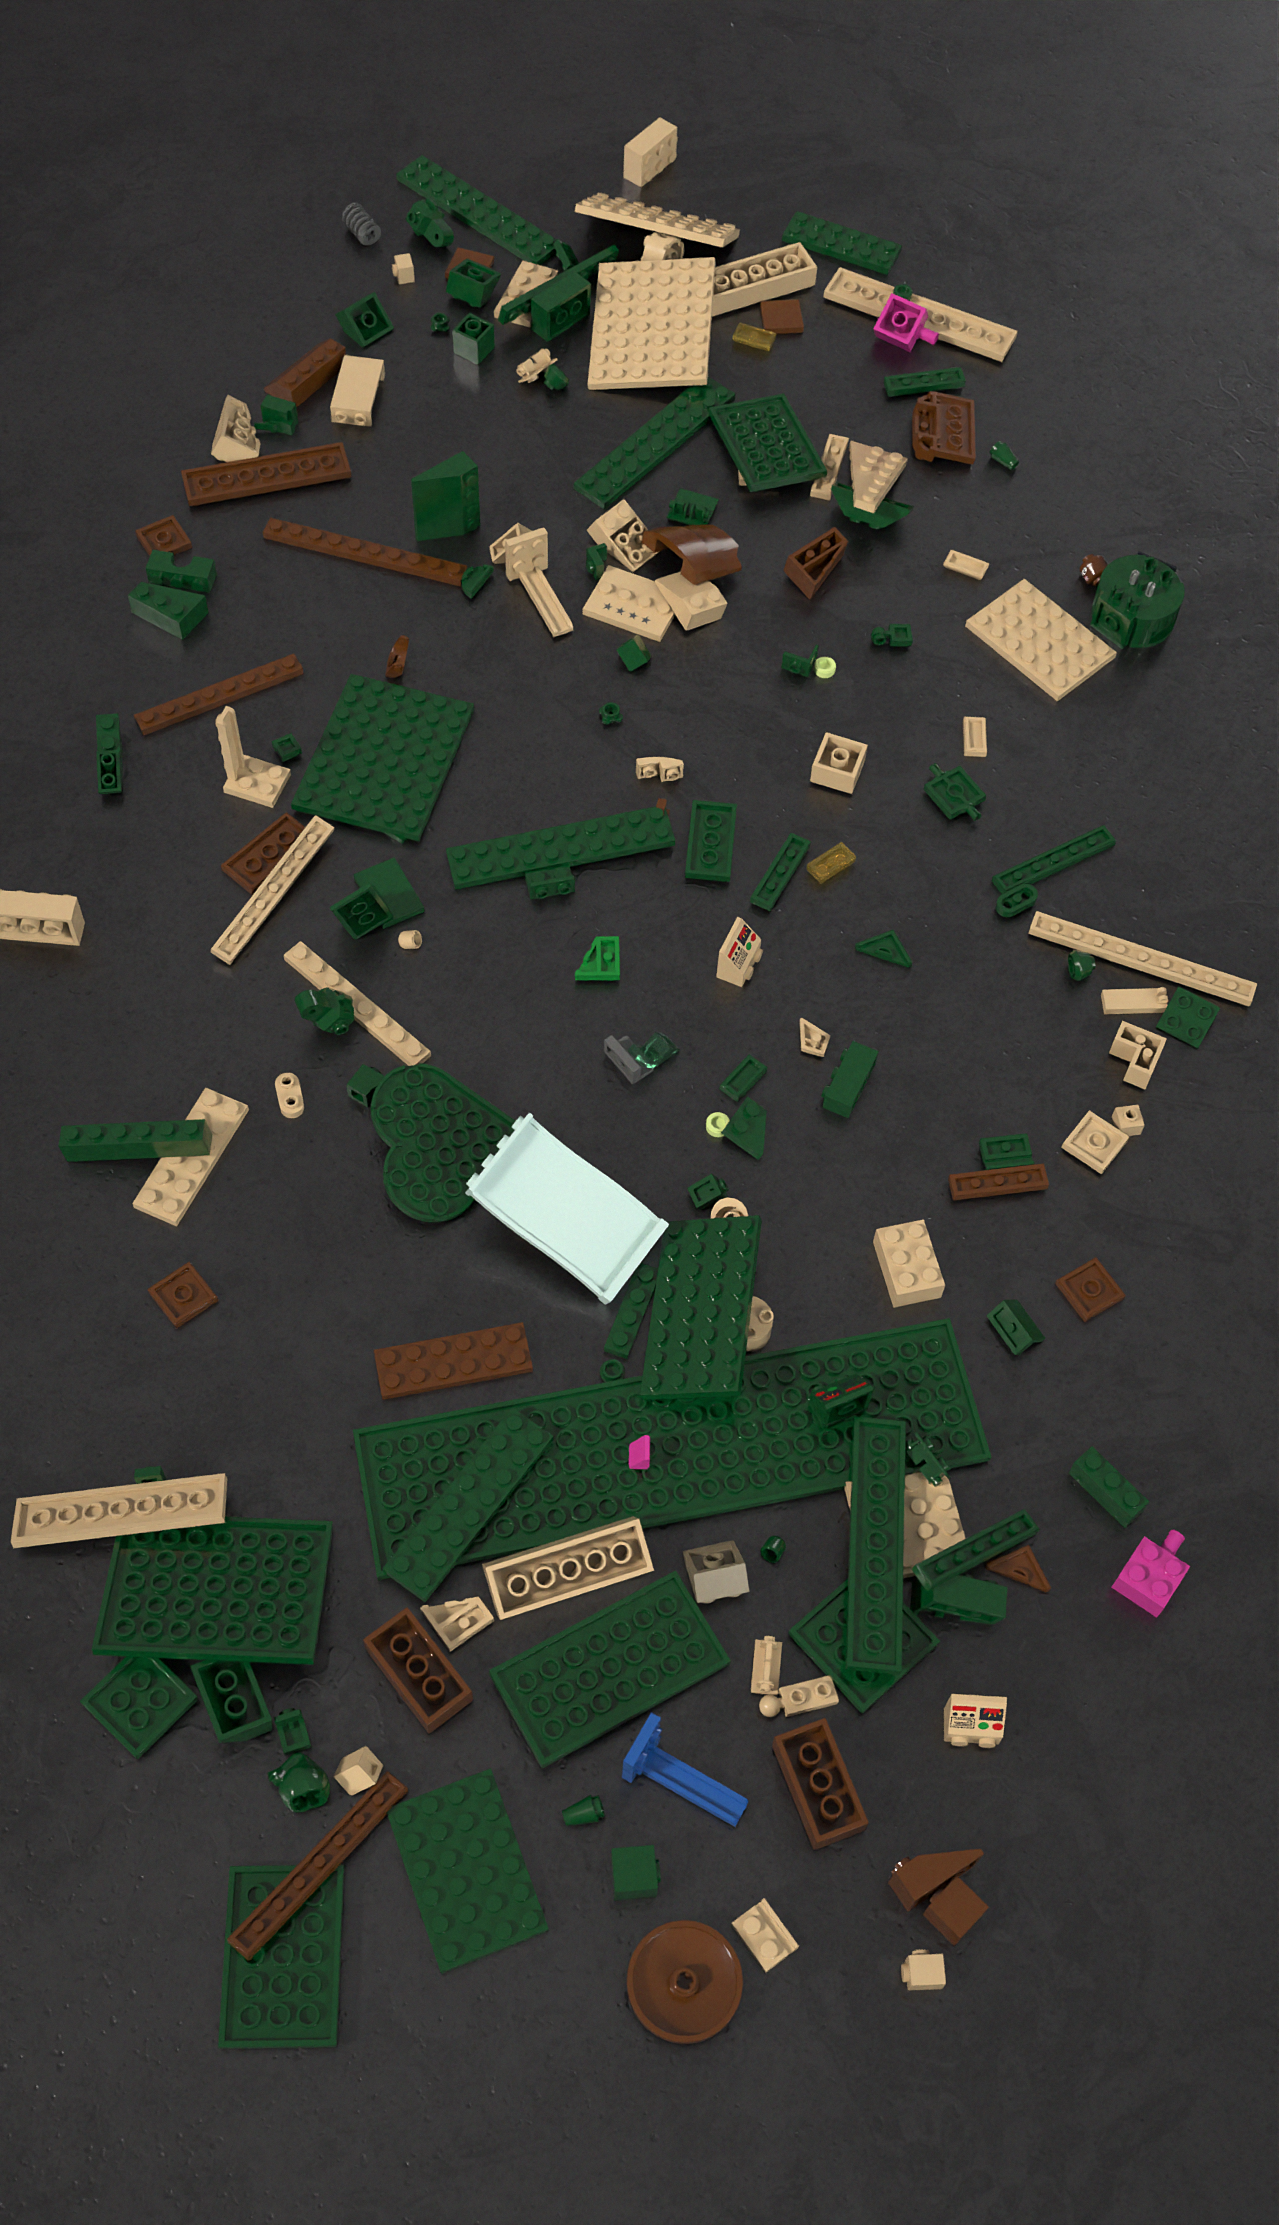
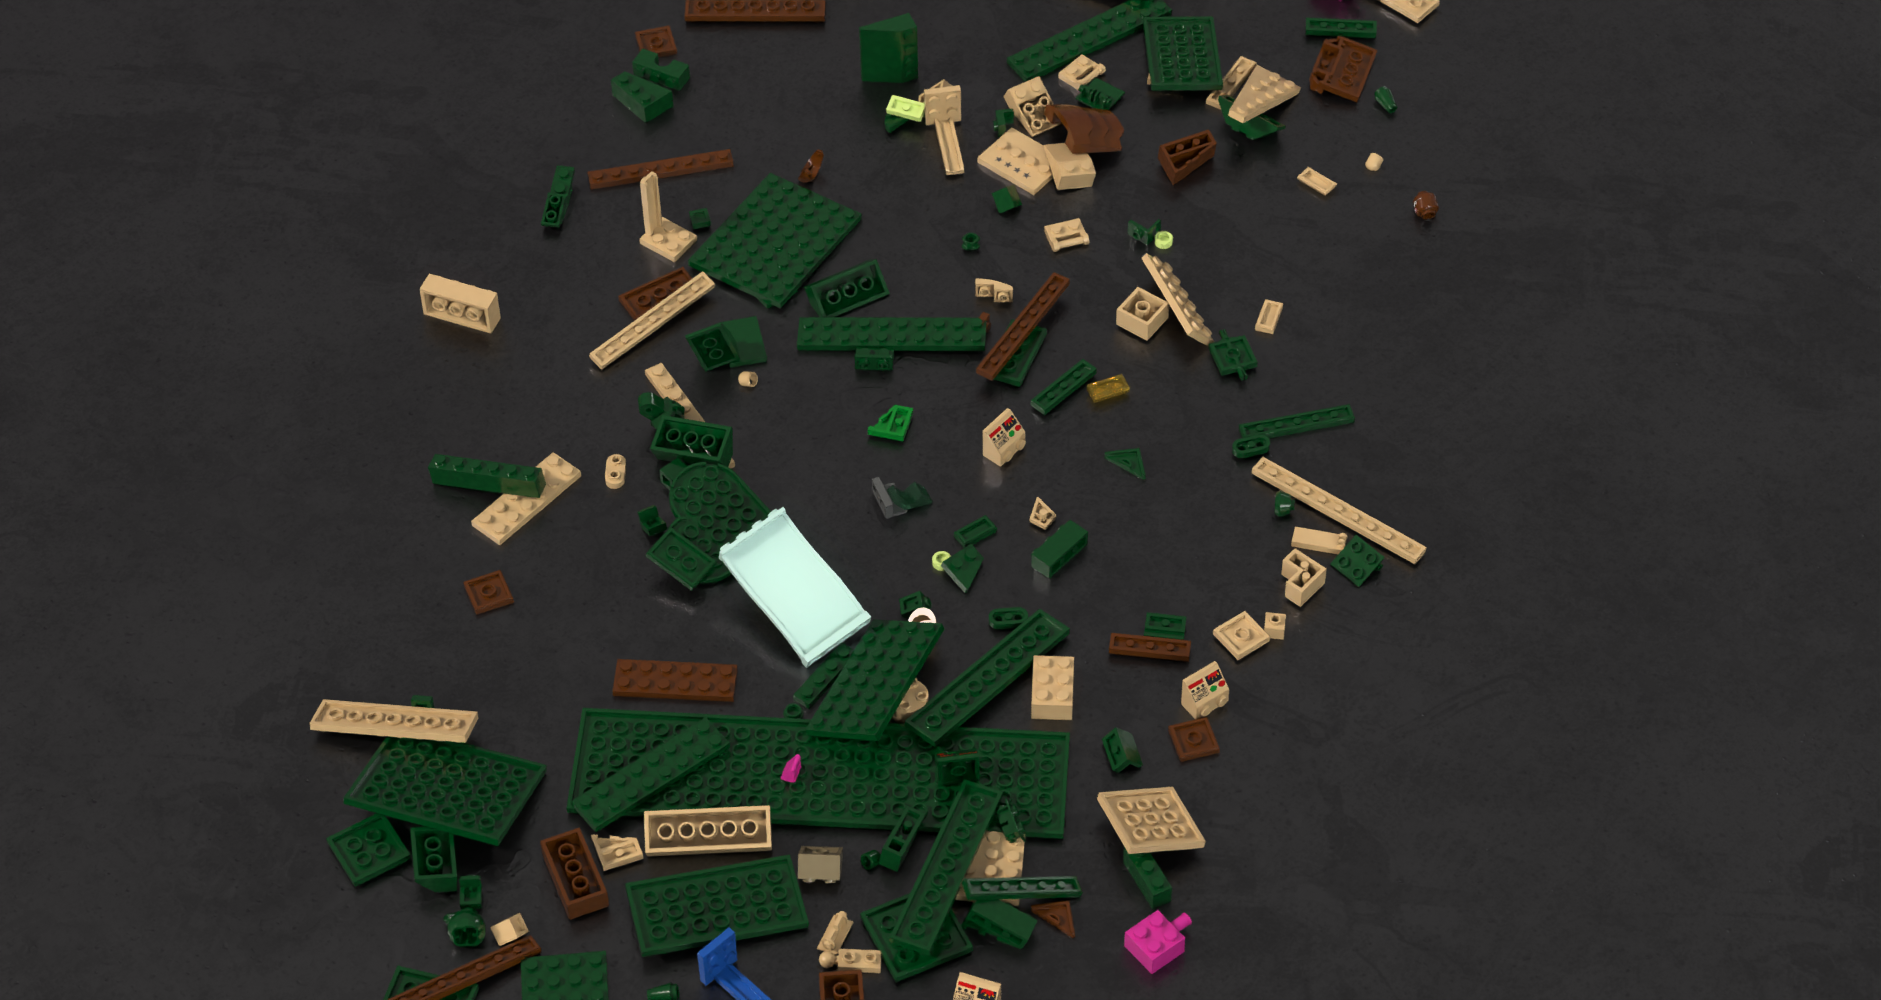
camera: 20 degrees right, 10 degrees down
(357, 1154) = (651, 521): none -> dark green bracket
(364, 551) = (813, 80): reddish brown plate -> none
(377, 1040) = (692, 441): none -> dark green slope
(412, 1198) = (681, 558): none -> dark green tile
(484, 565) = (906, 108): none -> yellowish green panel
(490, 801) = (847, 289): none -> dark green slope
(658, 481) = (1078, 69): none -> tan plate
(711, 808) = (1022, 326): none -> reddish brown plate
(713, 678) = (1066, 234): none -> tan plate
(805, 1514) = (901, 838): none -> dark green slope
(821, 1182) = (1007, 617): none -> dark green plate
(828, 1271) = (986, 677): none -> dark green plate
(870, 735) = (1177, 299): none -> tan plate
(897, 634) = (1234, 225): dark green plate -> none
(1018, 530) = (1374, 162): none -> tan piece
(1040, 639) = (1357, 252): tan plate -> none
(1086, 1228) = (1204, 691): none -> tan slope
(1091, 1416) = (1151, 820): none -> tan plate
(1137, 601) = (1448, 235): dark green piece -> none

